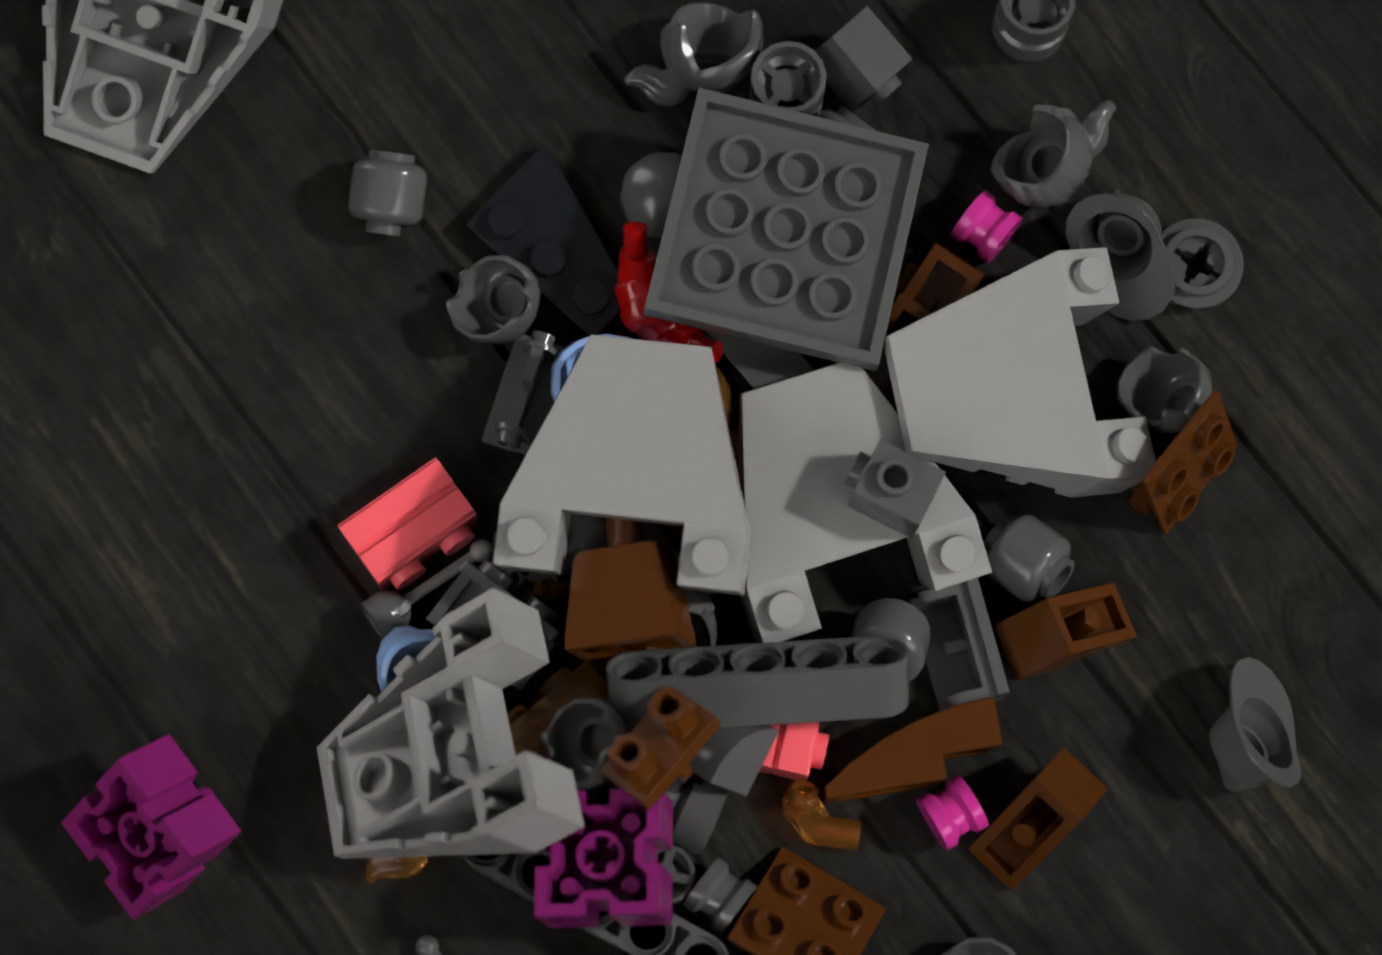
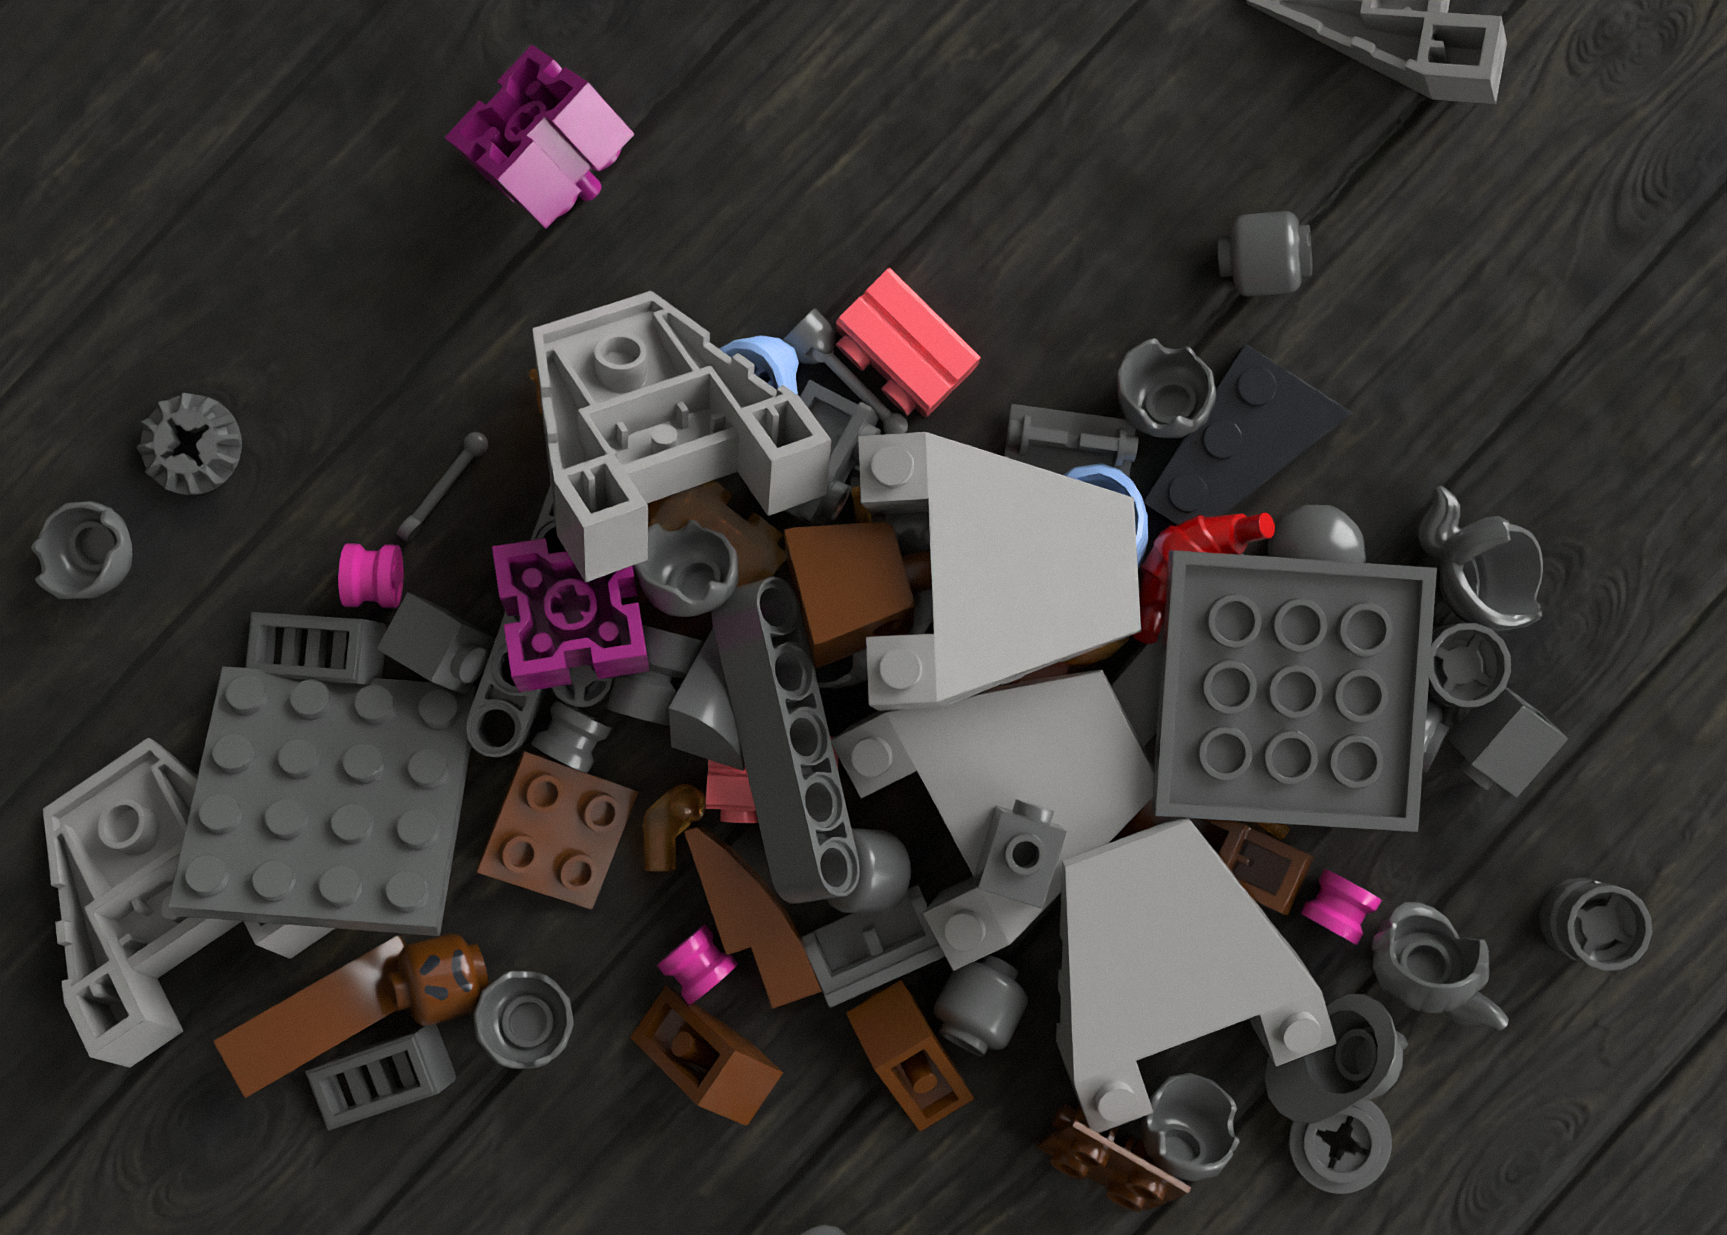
camera: 80 degrees right, 10 degrees up
(659, 747) = (688, 648): reddish brown hips -> none

